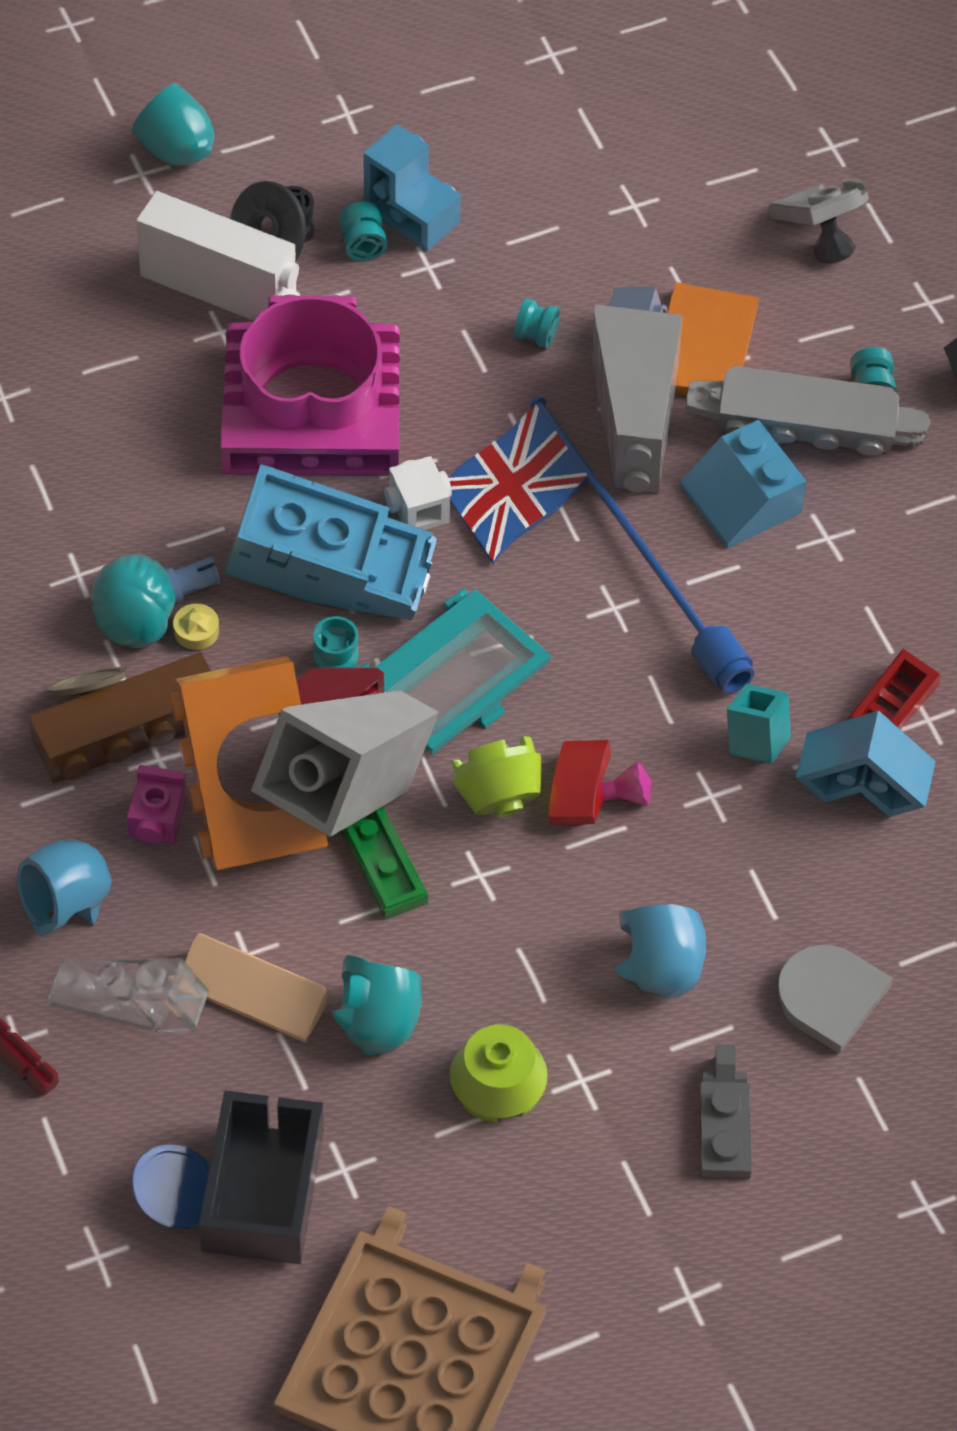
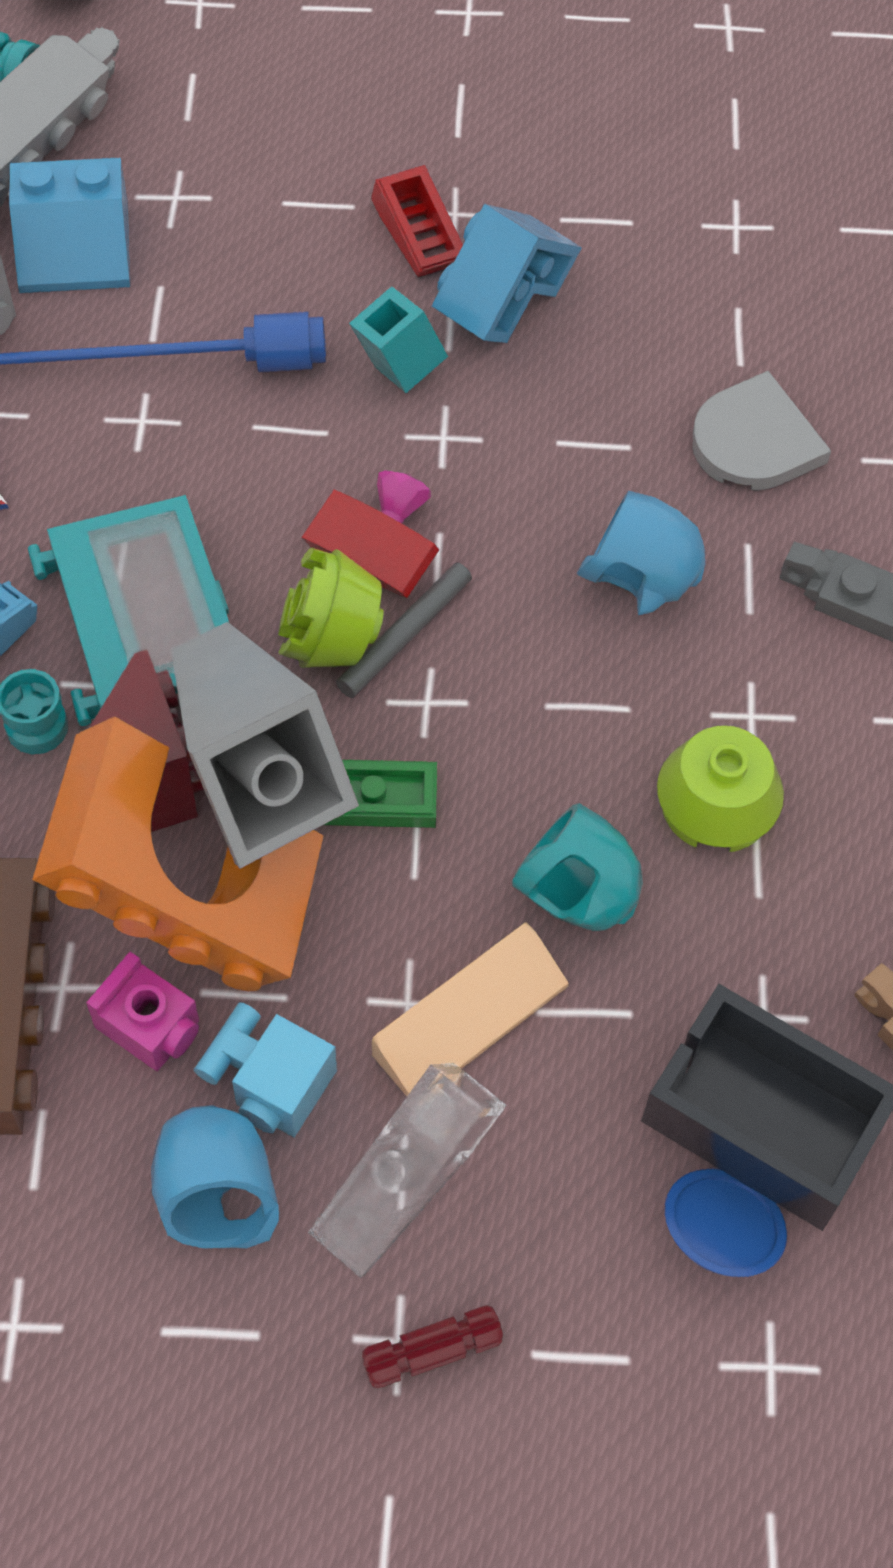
camera: 65 degrees left, 5 degrees up
(152, 891) = (277, 1075): none -> medium azure brick
(527, 835) = (404, 630): none -> dark grey bar

